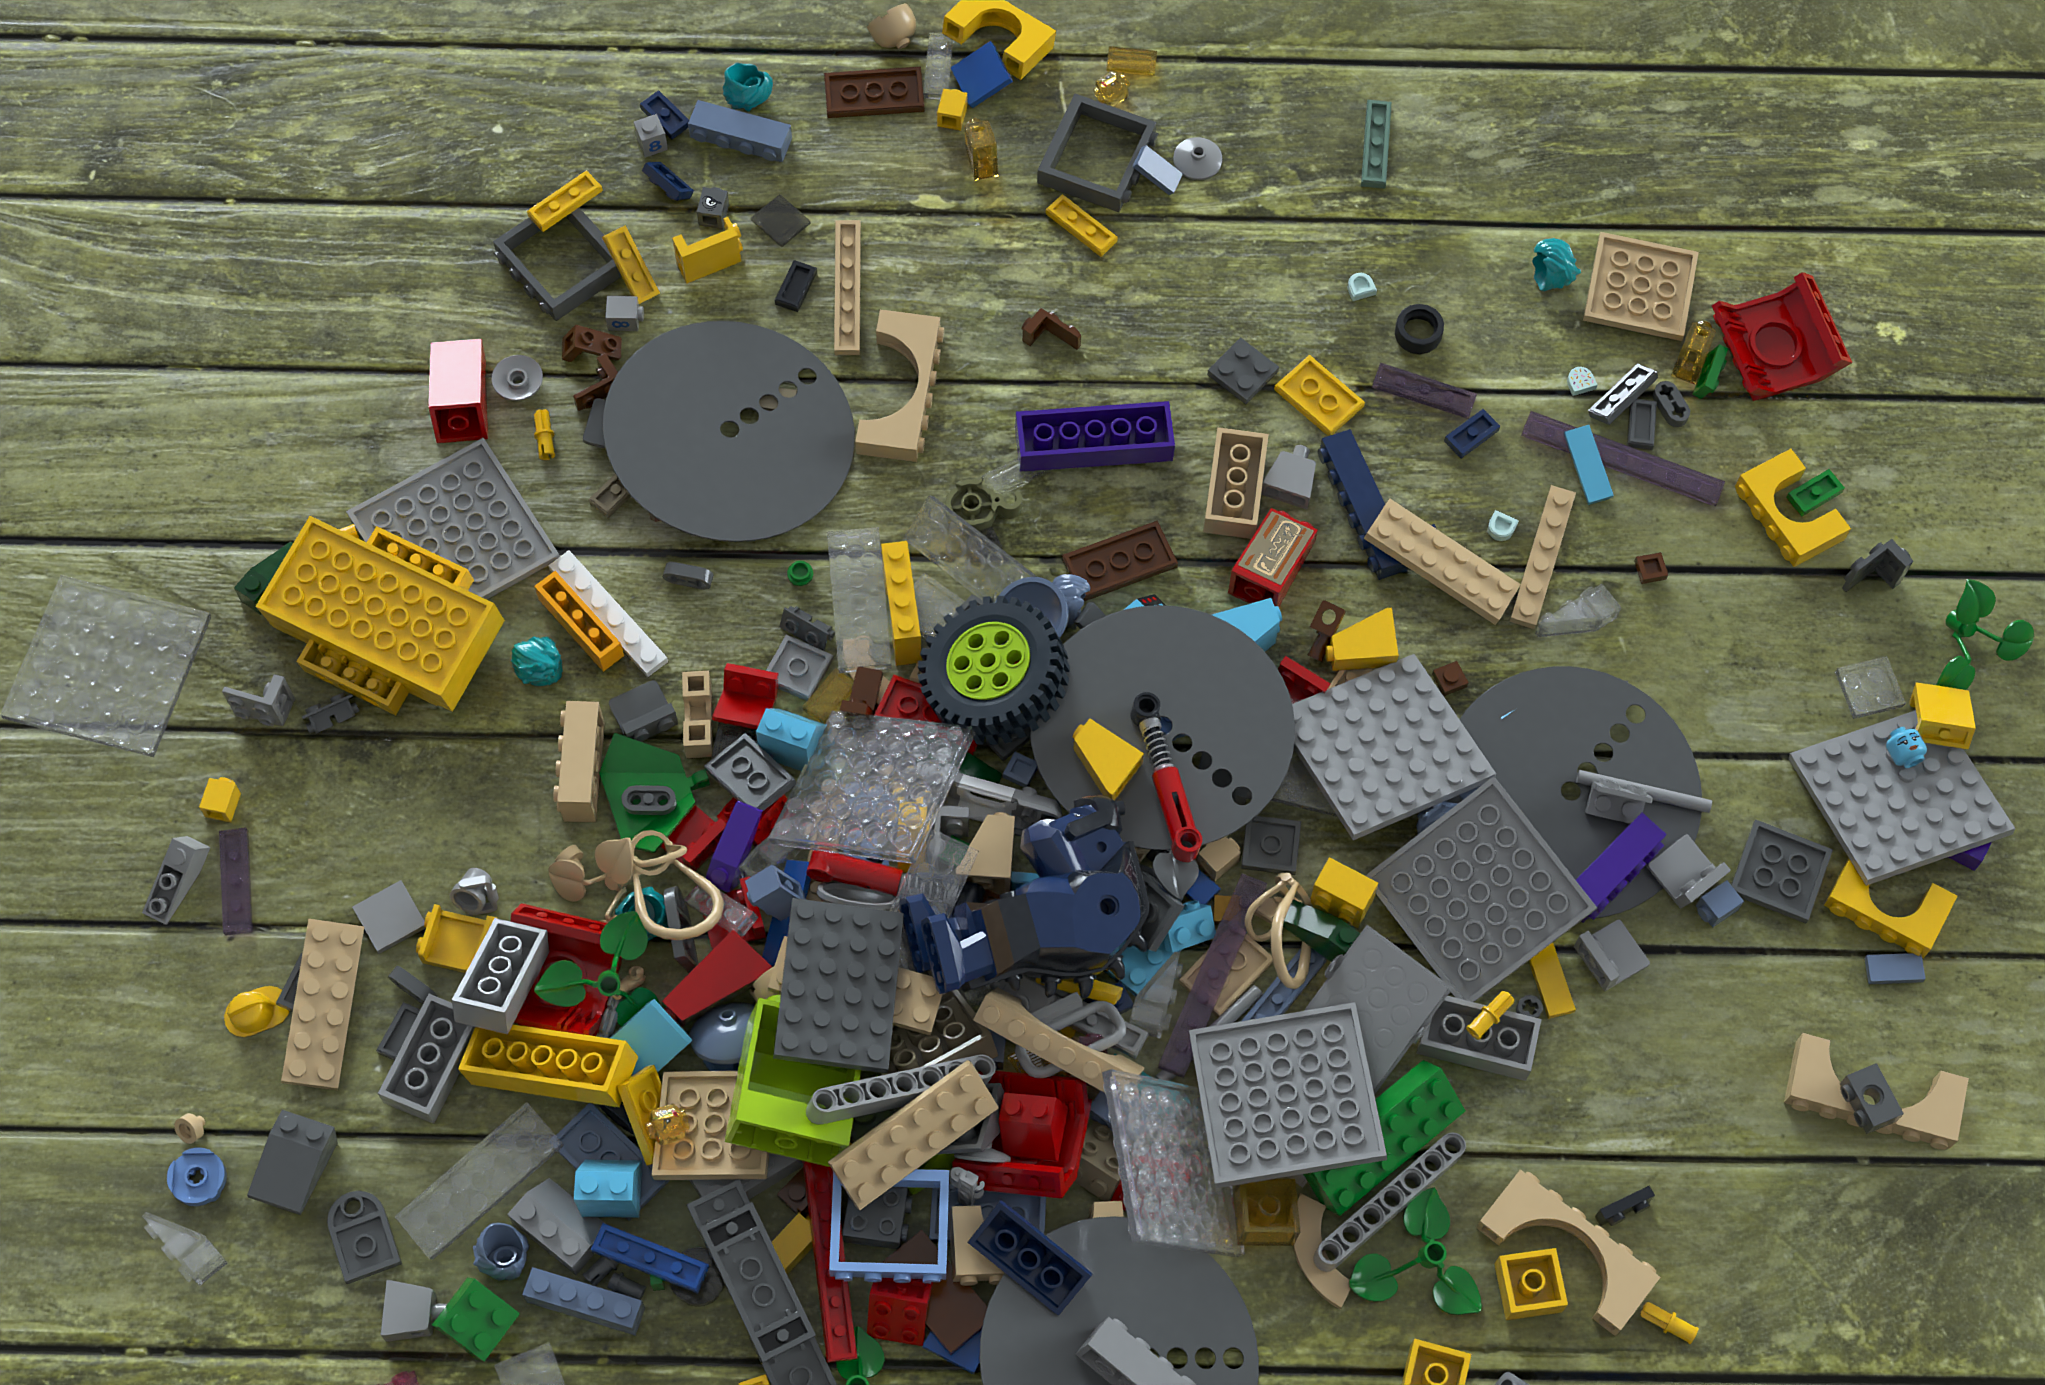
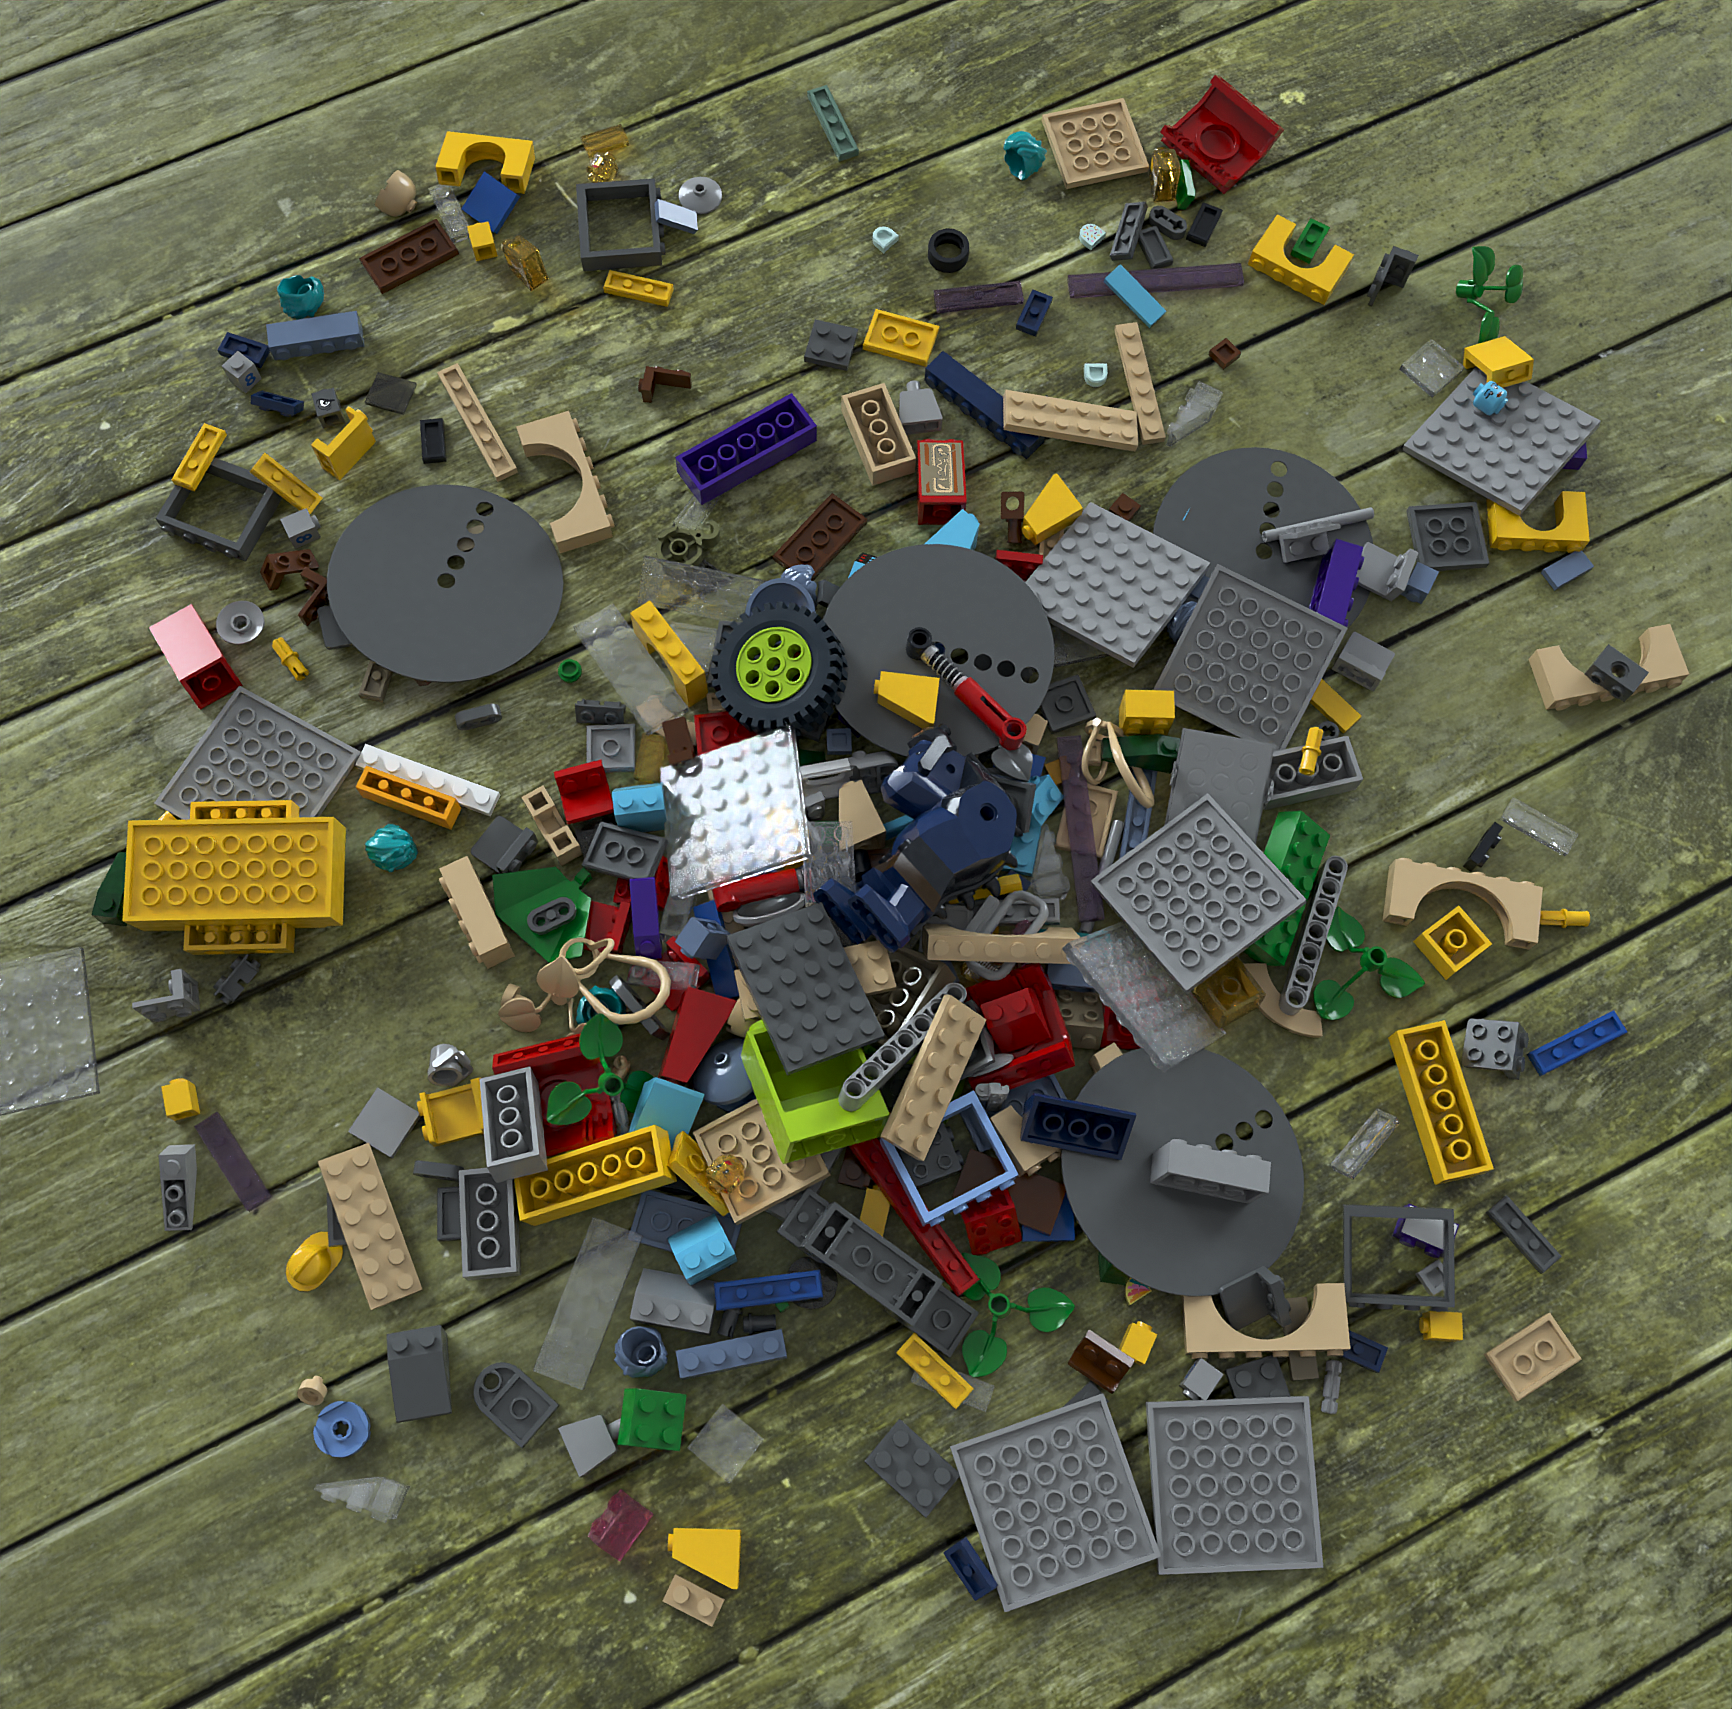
camera: 30 degrees left, 5 degrees up
(1699, 1216) = (1539, 826): none -> clear plate
(1710, 423) = (1204, 224): none -> black tile

